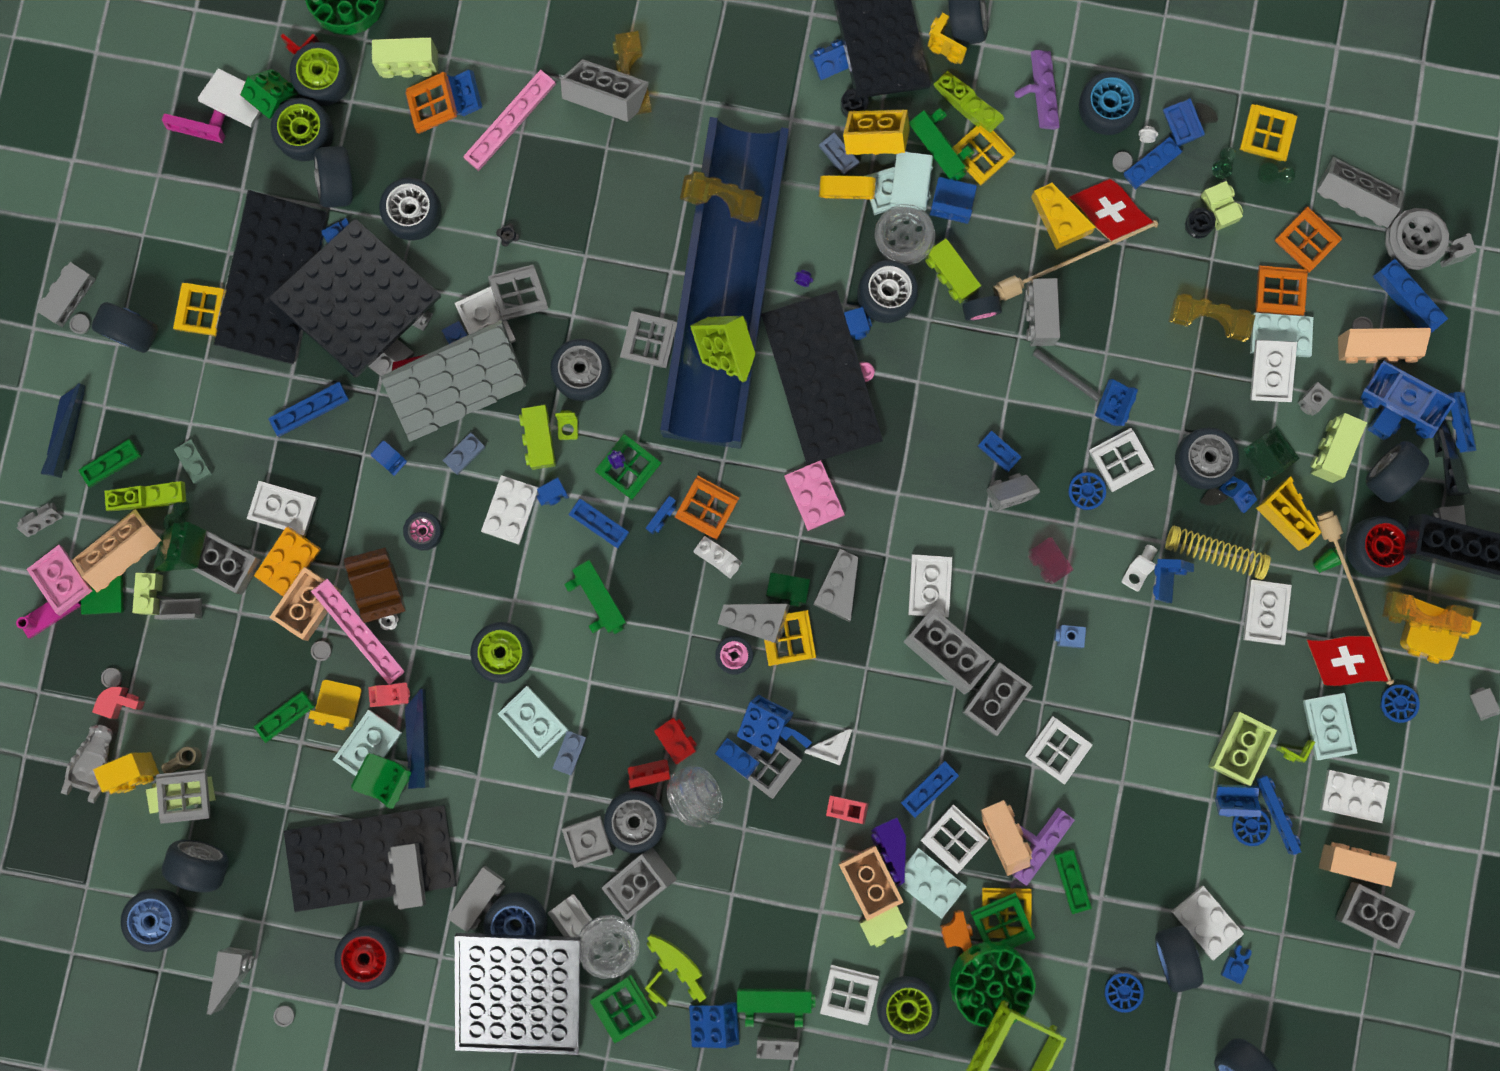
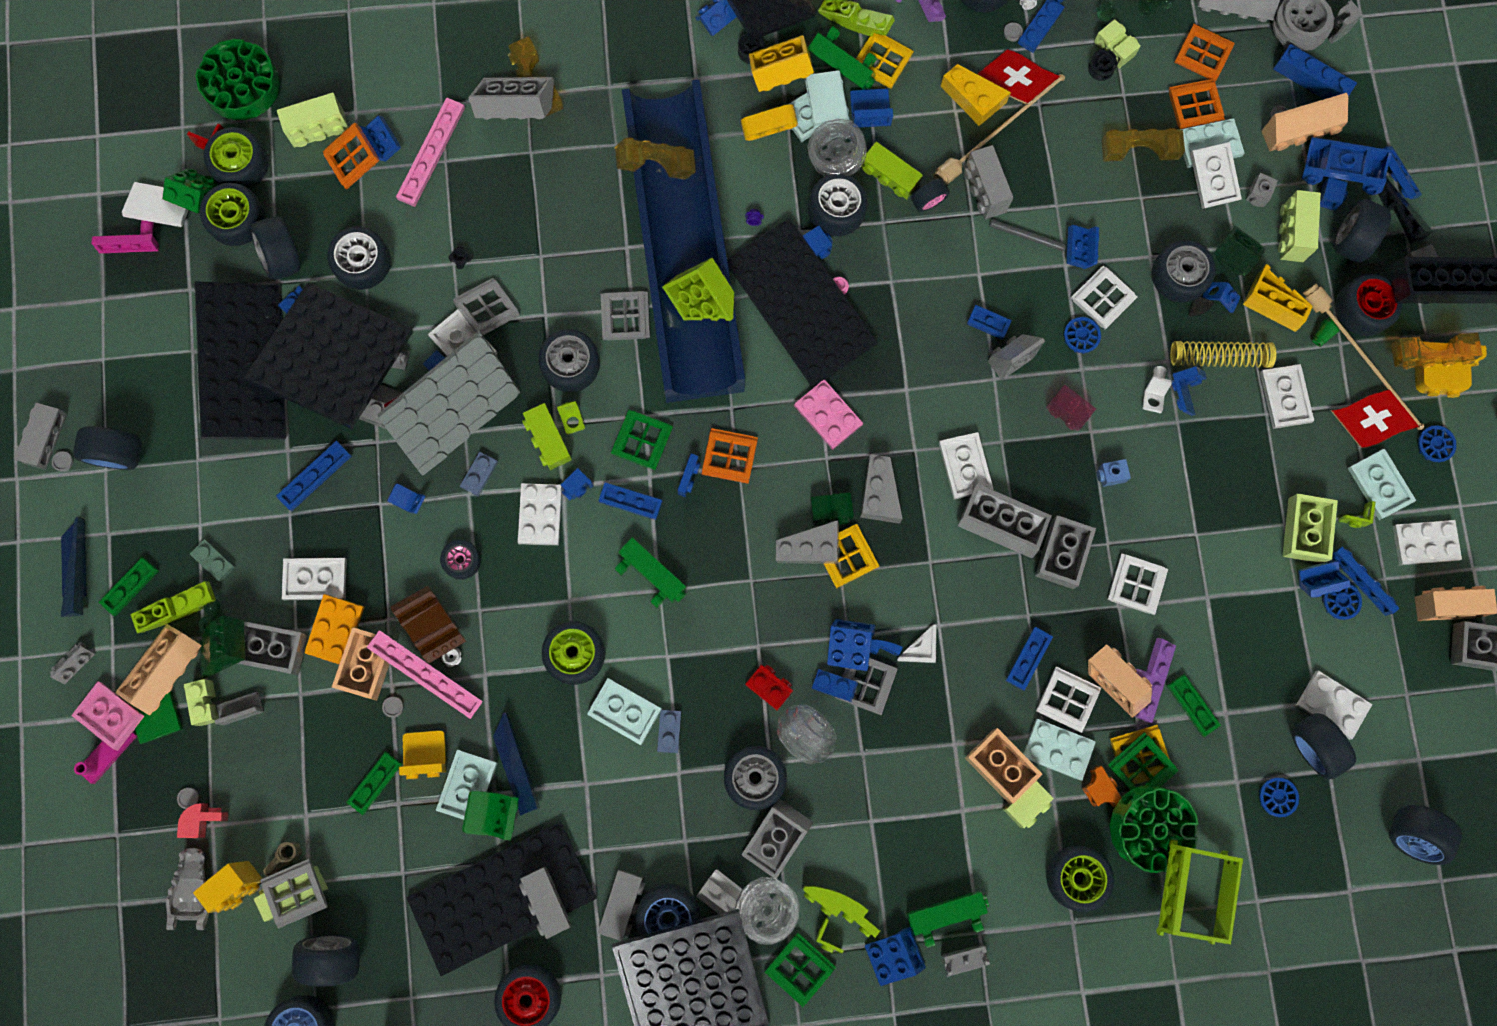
camera: 25 degrees left, 5 degrees down
(183, 307) = (161, 413): yellow piece -> none
(389, 695) = (473, 728): coral brick -> none
(587, 841) = (713, 813): light grey tile -> none
(616, 459) = (629, 434): dark purple plate -> none
(649, 773) = (753, 727): red bracket -> none
(718, 557) = (755, 497): white bracket -> none
(730, 645) = (794, 596): wheel -> none
(836, 152) = (750, 96): sand blue plate -> none
(843, 1012) = (1017, 903): white piece -> none
(847, 809) = (957, 702): coral brick -> none
(892, 845) = (1012, 722): dark purple slope -> none
(1235, 967) = (1374, 740): blue plate -> none

